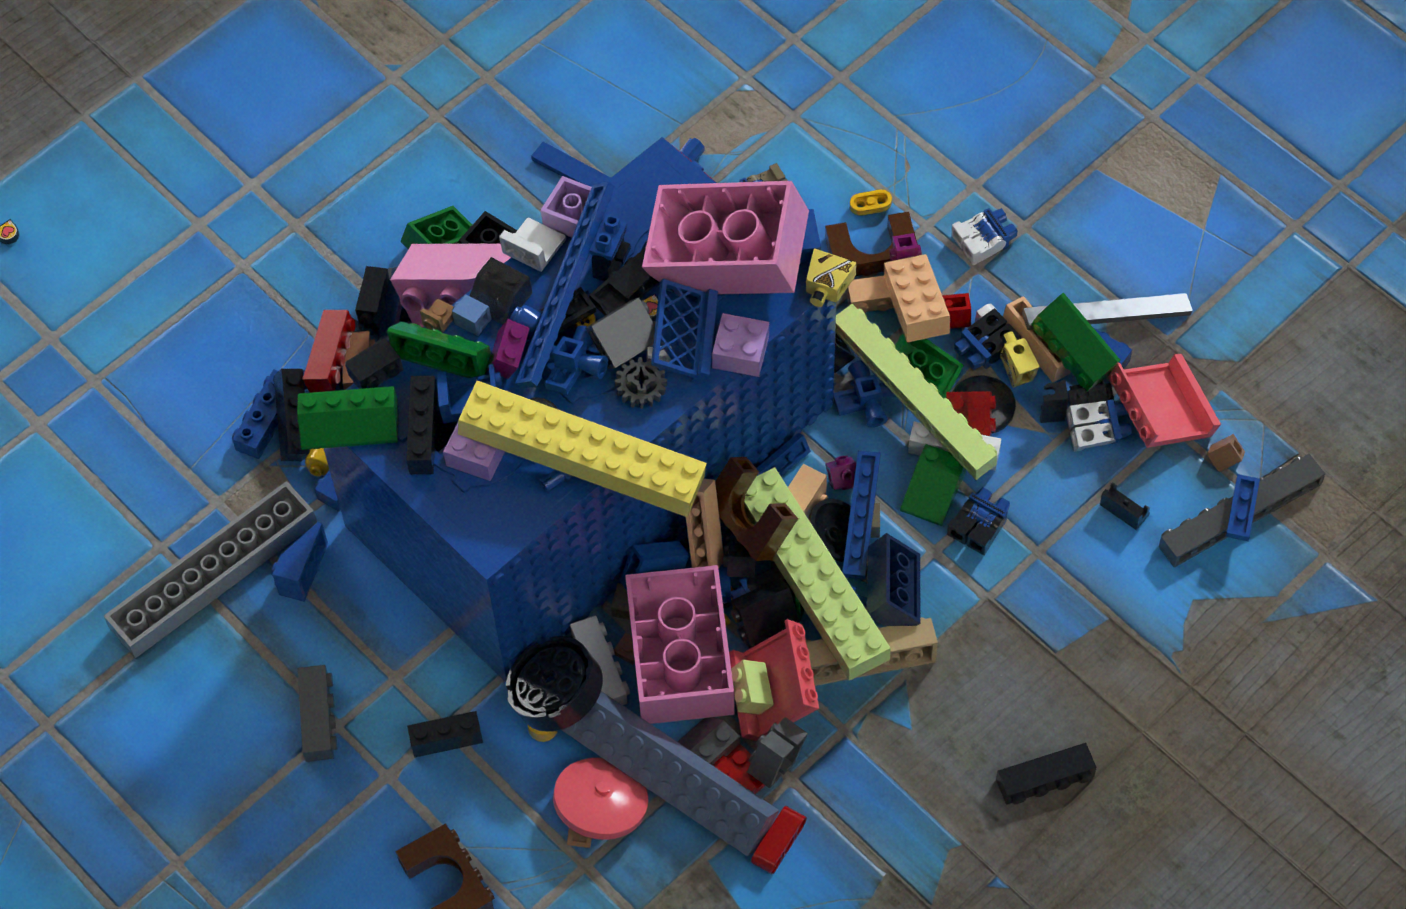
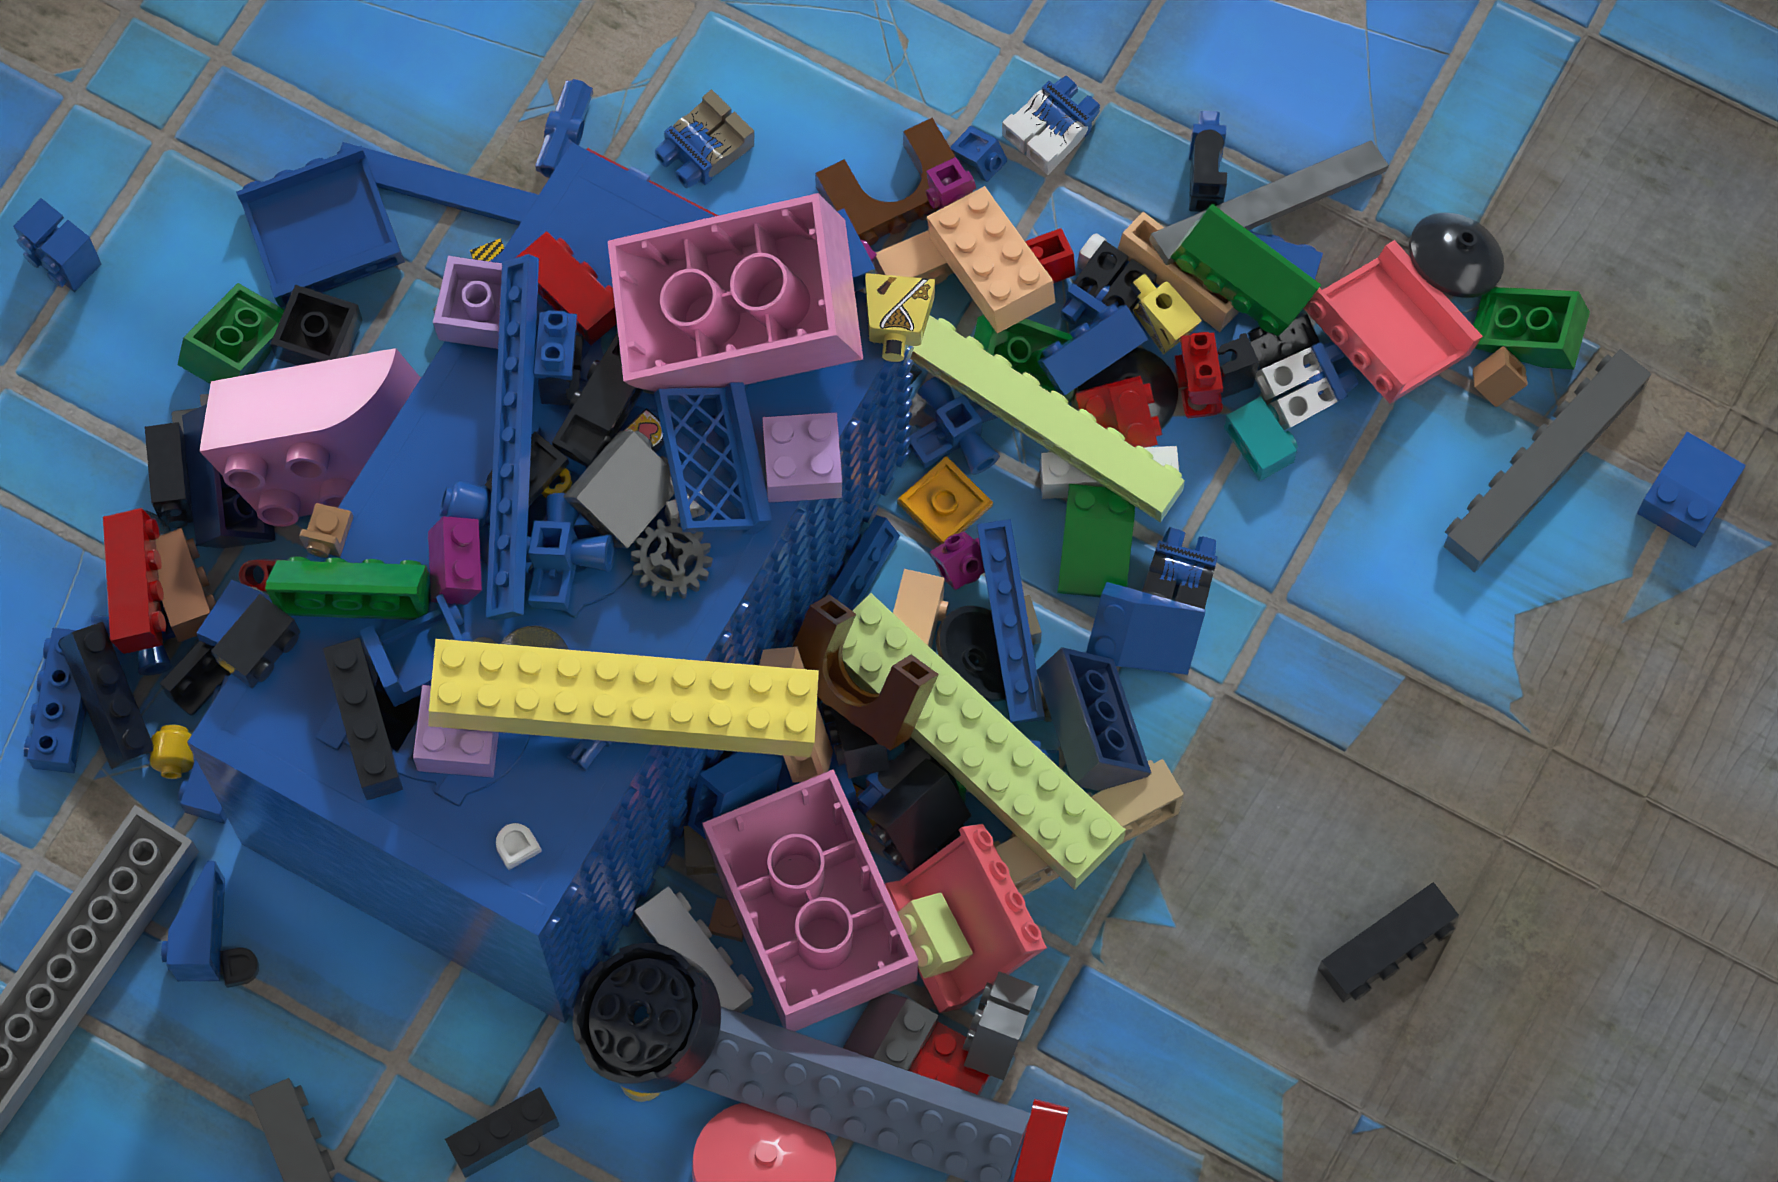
camera: 20 degrees left, 10 degrees up
(318, 595) = (239, 966): none -> black tile
(348, 417) = (244, 738): green slope -> none
(351, 157) = (62, 250): none -> blue piece
(471, 315) = (377, 517): medium blue brick -> none
(491, 523) = (516, 844): none -> white tile
(501, 289) = (408, 468): clear smoke slope -> none
(511, 181) = (320, 224): none -> blue panel
(532, 244) = (434, 374): white bracket -> none
(631, 210) = (573, 287): none -> red brick
(845, 437) = (944, 501): none -> light orange tile
(870, 202) = (867, 115): yellow plate -> none
(934, 241) = (980, 152): none -> blue bracket
(946, 543) = (1145, 630): none -> blue slope
(965, 368) = (1091, 348): none -> blue brick
(1030, 400) = (1200, 373): none -> red hips
(1059, 450) = (1261, 438): none -> teal brick
(1076, 274) = (1206, 153): none -> black hips
(1123, 507) = (1378, 500): black hinge -> none
(1219, 373) = (1456, 255): none -> black dish
(1242, 507) = (1553, 461): blue plate -> none
(1258, 427) = (1533, 325): none -> green slope
(1331, 552) = (1690, 489): none -> blue slope

